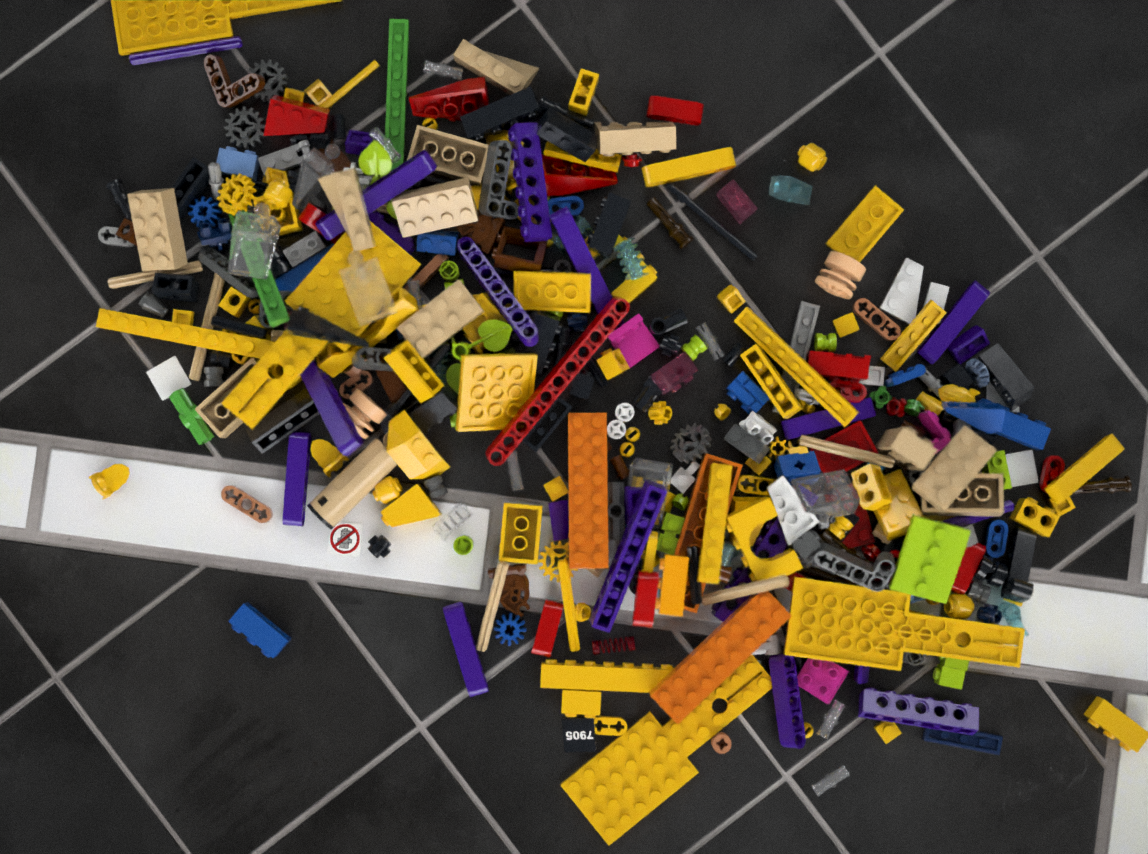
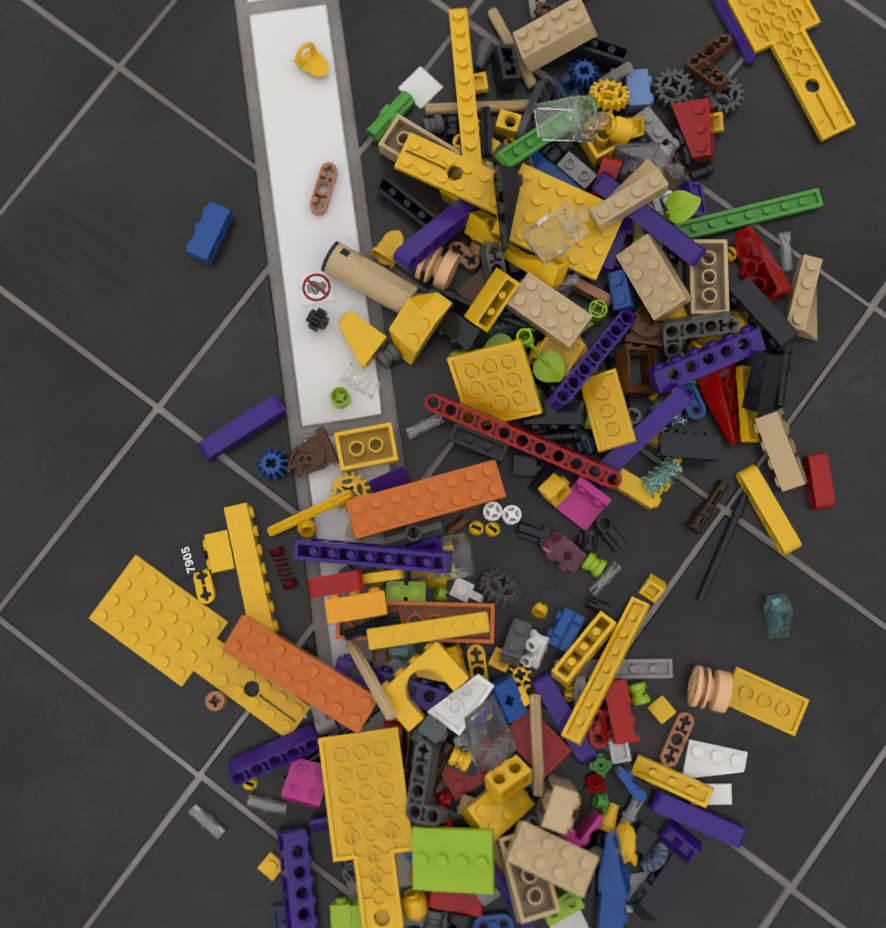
camera: 80 degrees right, 5 degrees down
(296, 479) = (359, 226): dark purple beam -> none
(318, 92) = (726, 144): yellow slope -> none
(349, 85) = (744, 171): yellow bar -> none
(377, 135) = (698, 217): clear pin -> none
(387, 490) = (373, 312): yellow head -> none
(492, 606) = (289, 440): tan axle -> none
(547, 628) = (282, 499): red beam -> none
(556, 488) = (418, 469): yellow plate -> none
(583, 92) = (809, 387): yellow brick -> none
(631, 160) = (757, 452): red plate -> none
(660, 413) = (521, 549): yellow gear -> none
(736, 201) = (749, 566): clear pink brick -> none
(812, 157) = (817, 628): yellow head -> none

